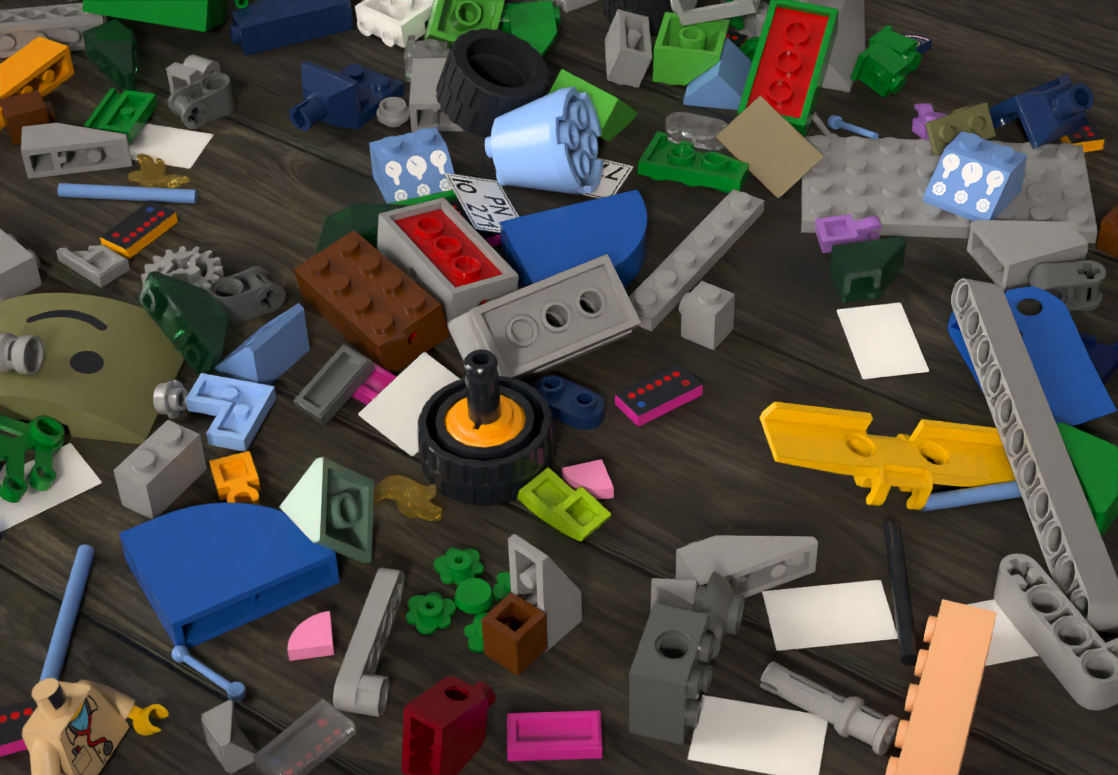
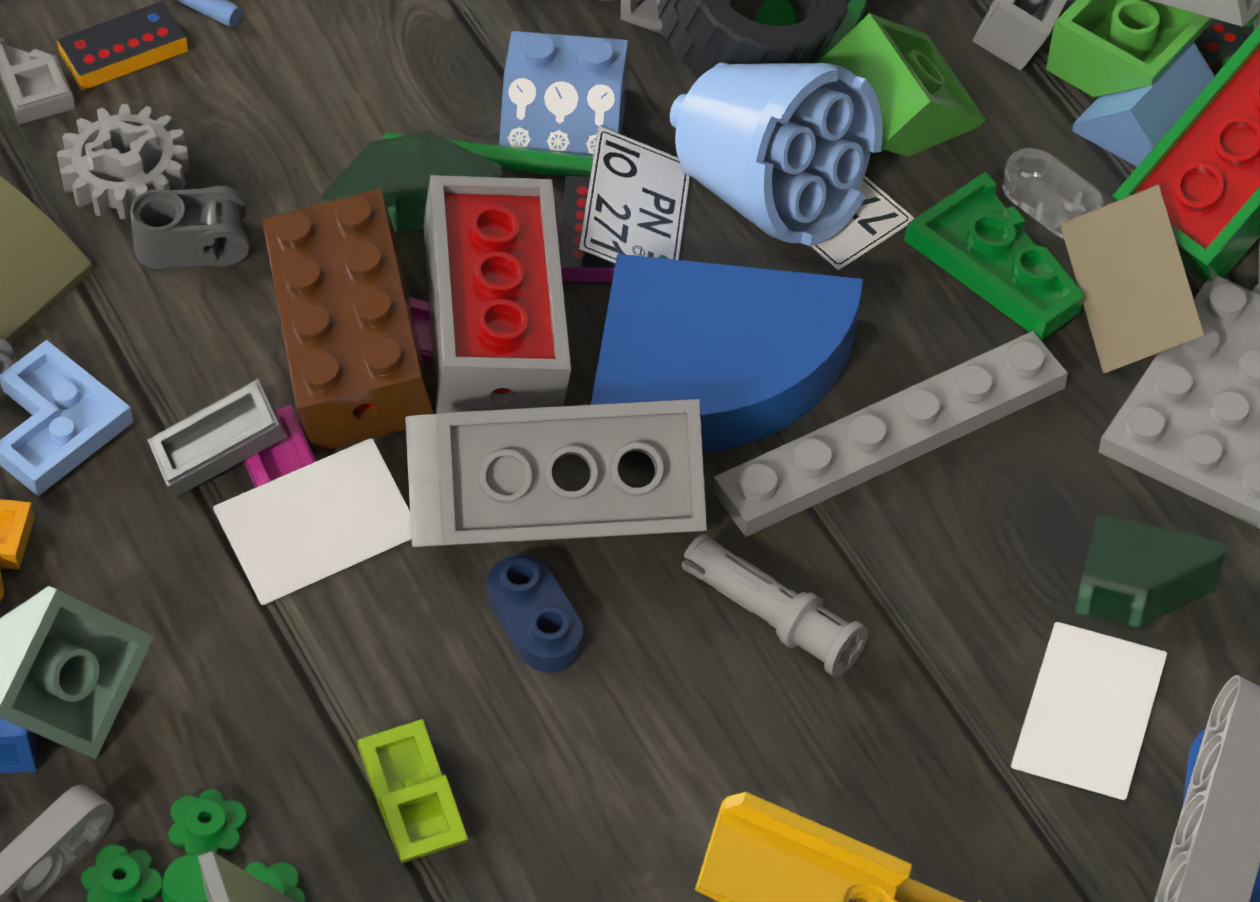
camera: 25 degrees right, 10 degrees up
(187, 318) = (74, 241): clear green slope -> none
(269, 349) = (163, 340): medium blue slope -> none
(410, 497) = (211, 671): clear yellow piece -> none
(485, 435) = (361, 629): black wheel -> none
(591, 477) = (479, 762): bright pink tile -> none
(658, 394) = (675, 659): black tile -> none
(707, 315) = (830, 551): light grey brick -> none
(711, 351) = (797, 617): none -> light grey pin
(843, 230) = (1149, 485): medium lavender plate -> none

